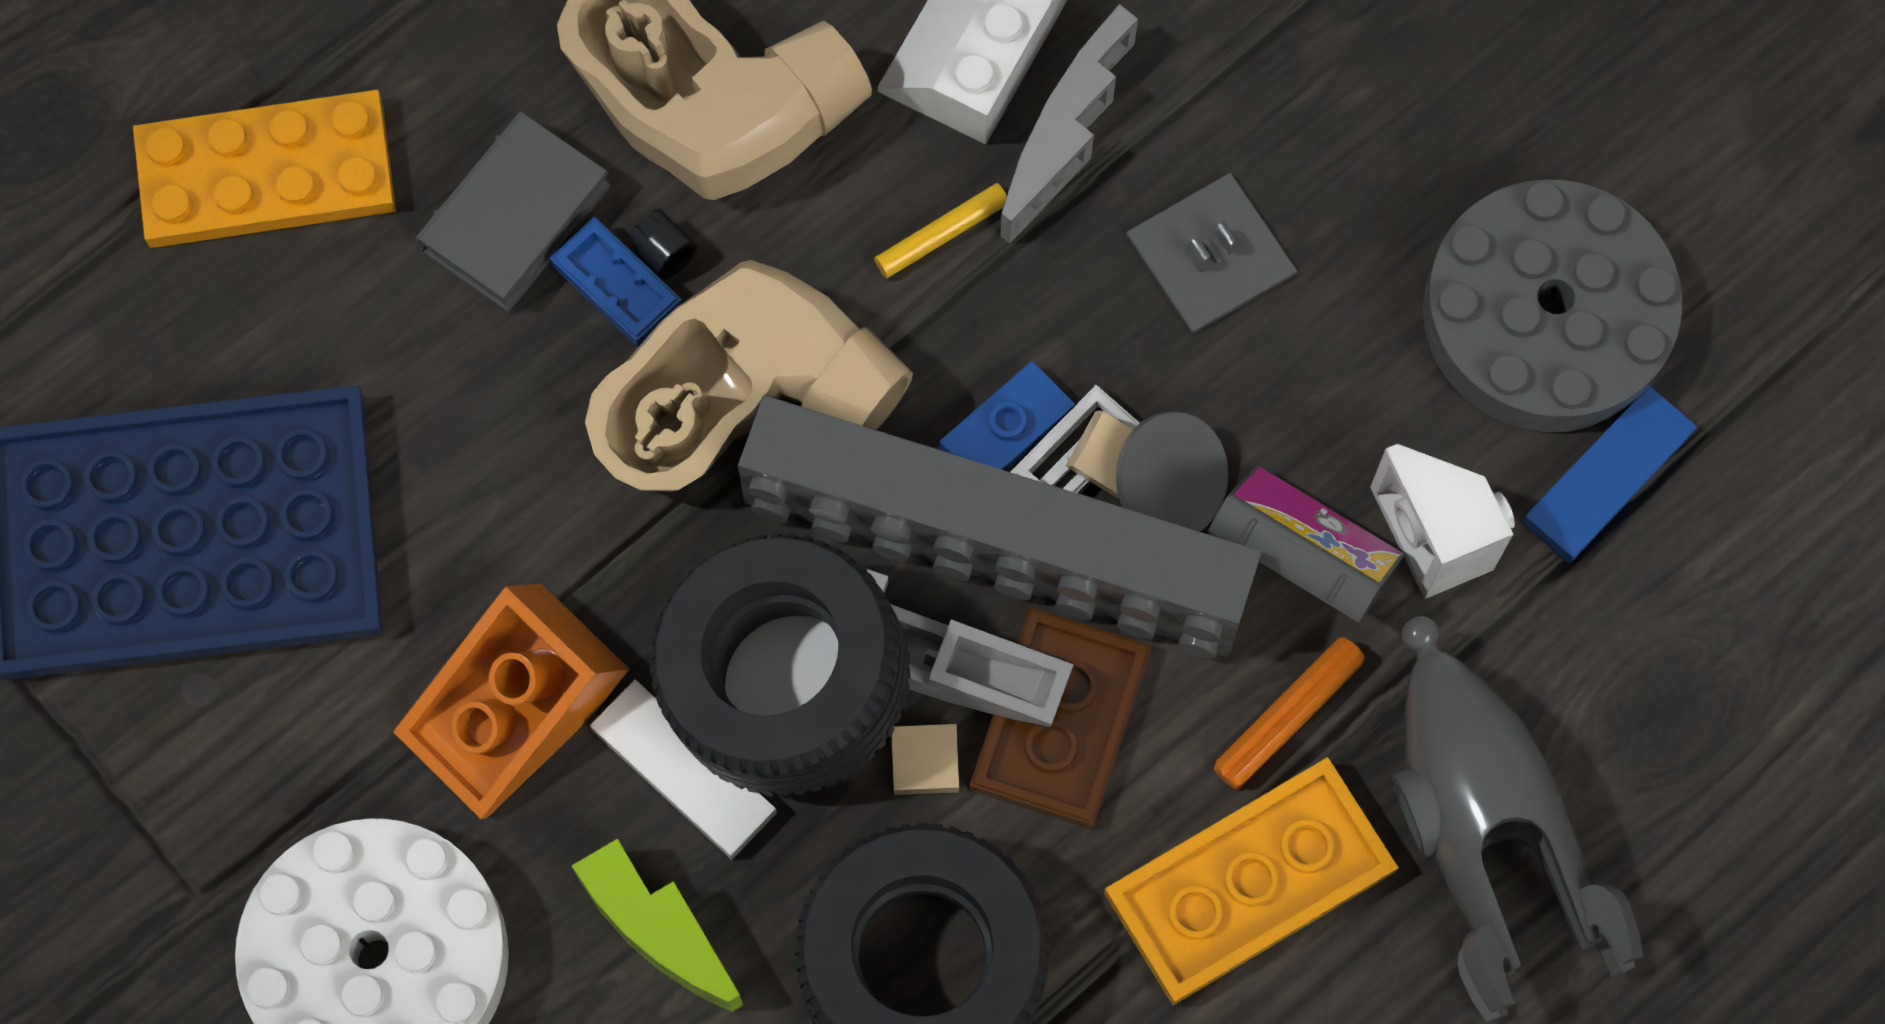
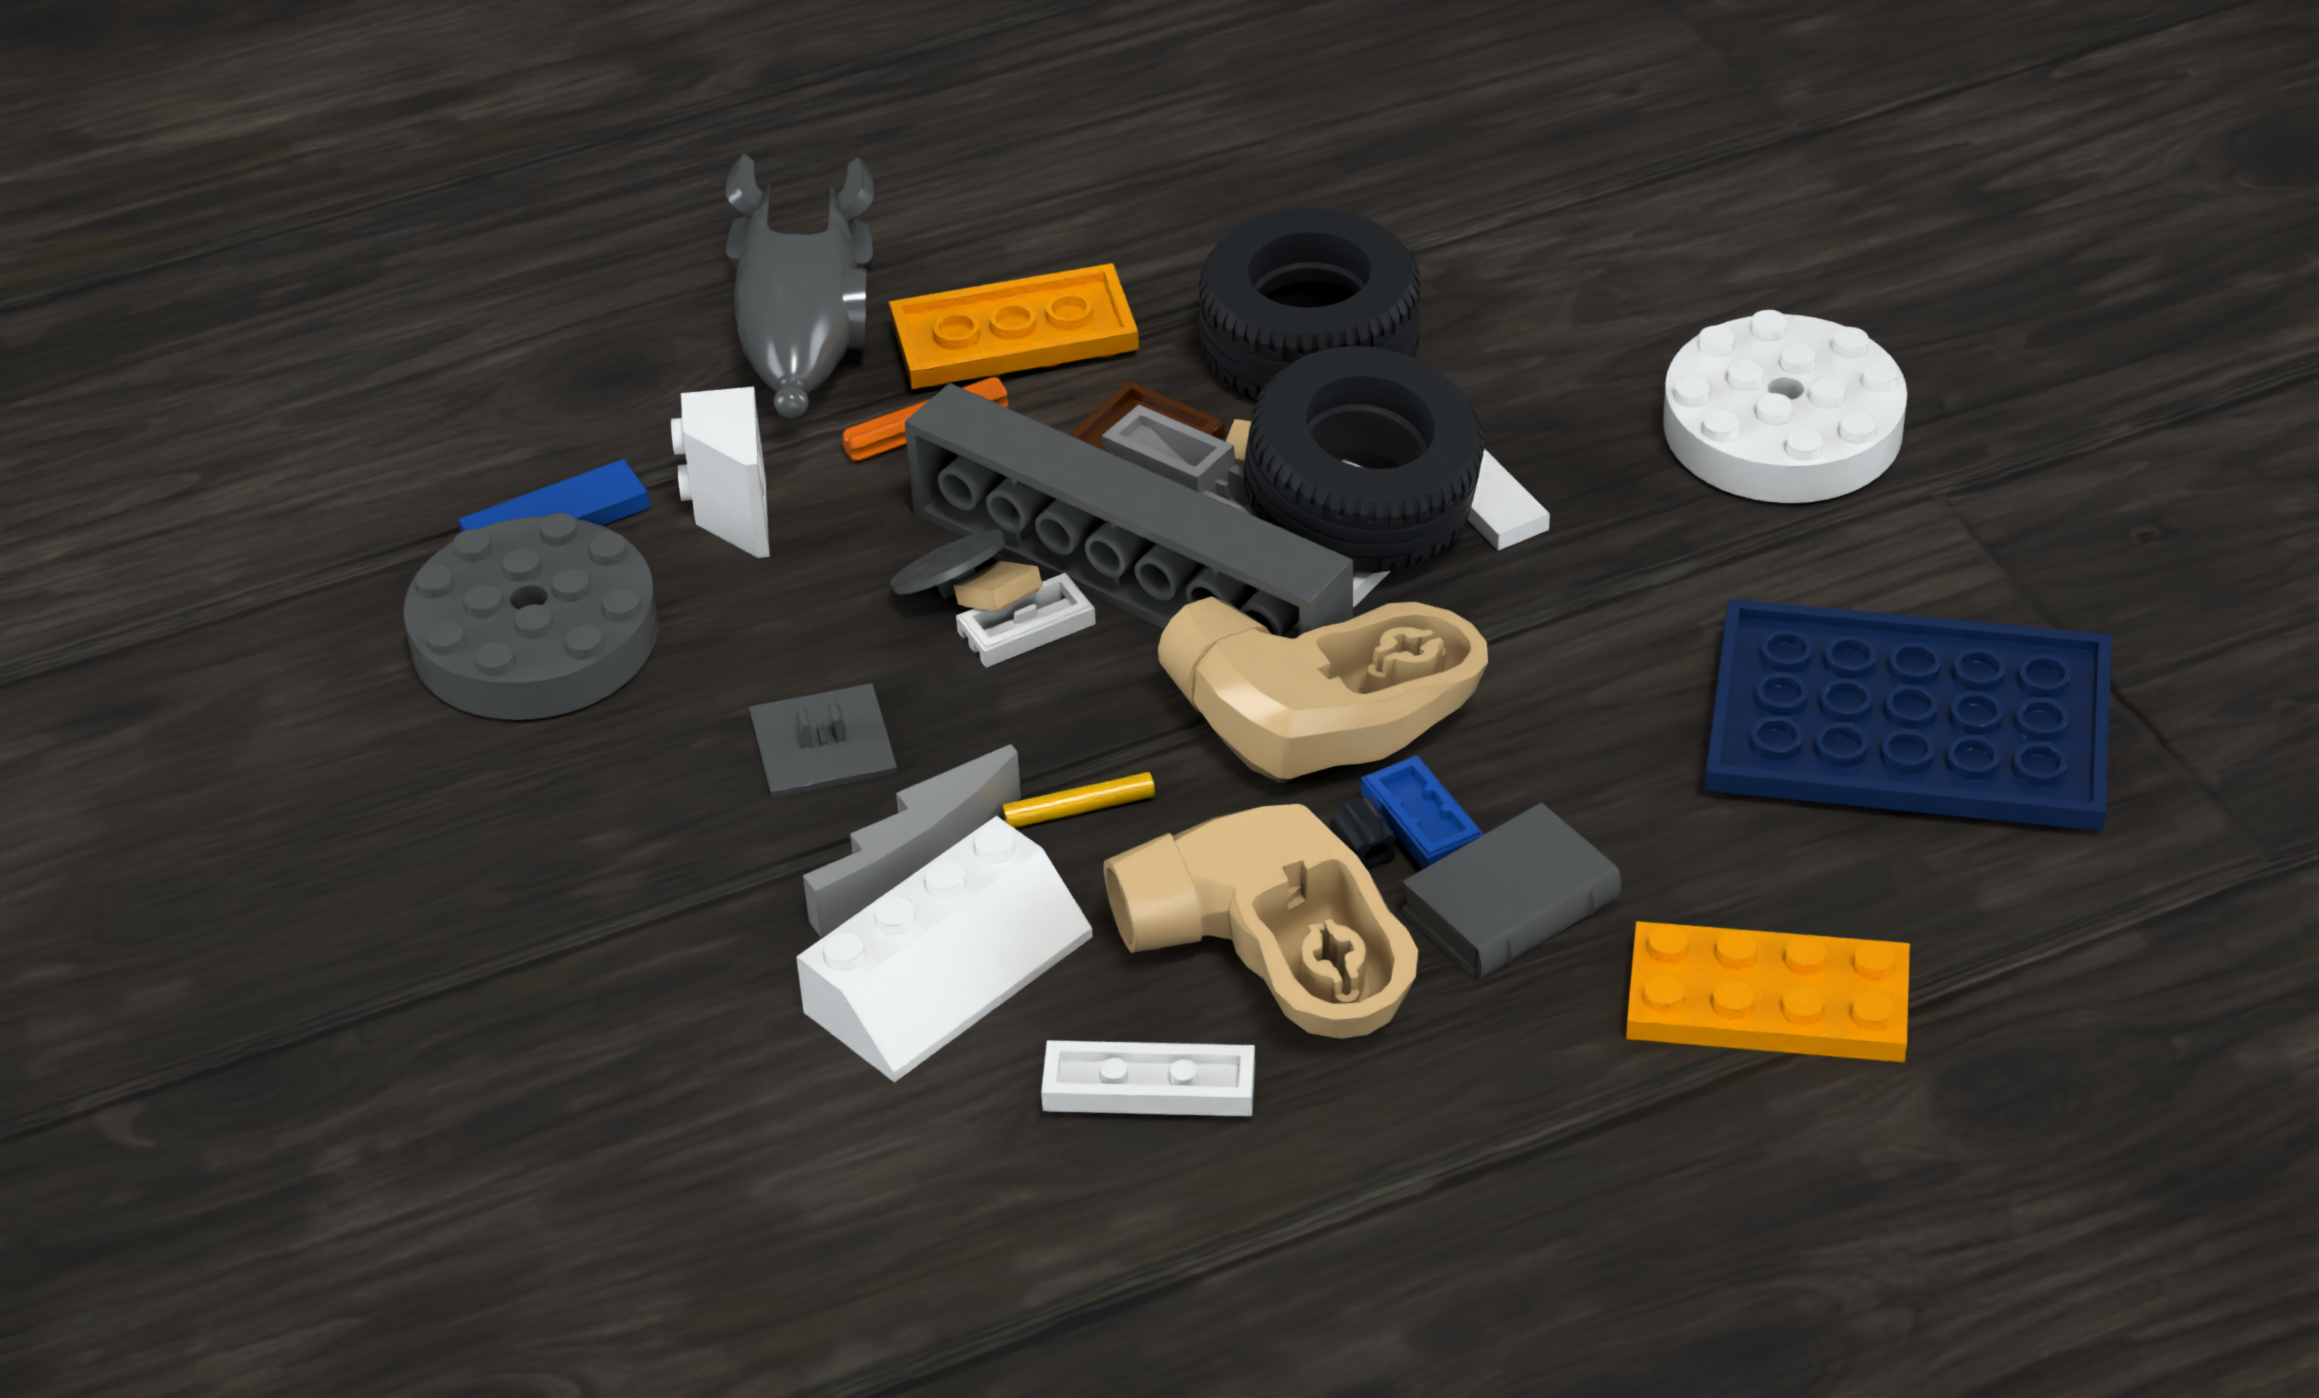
camera: 160 degrees left, 30 degrees down
(510, 697) = (1609, 538): orange slope -> none
(656, 925) = (1531, 381): lime slope -> none
(1010, 420) = (1081, 646): blue plate -> none
(1307, 542) = (854, 480): piece -> none

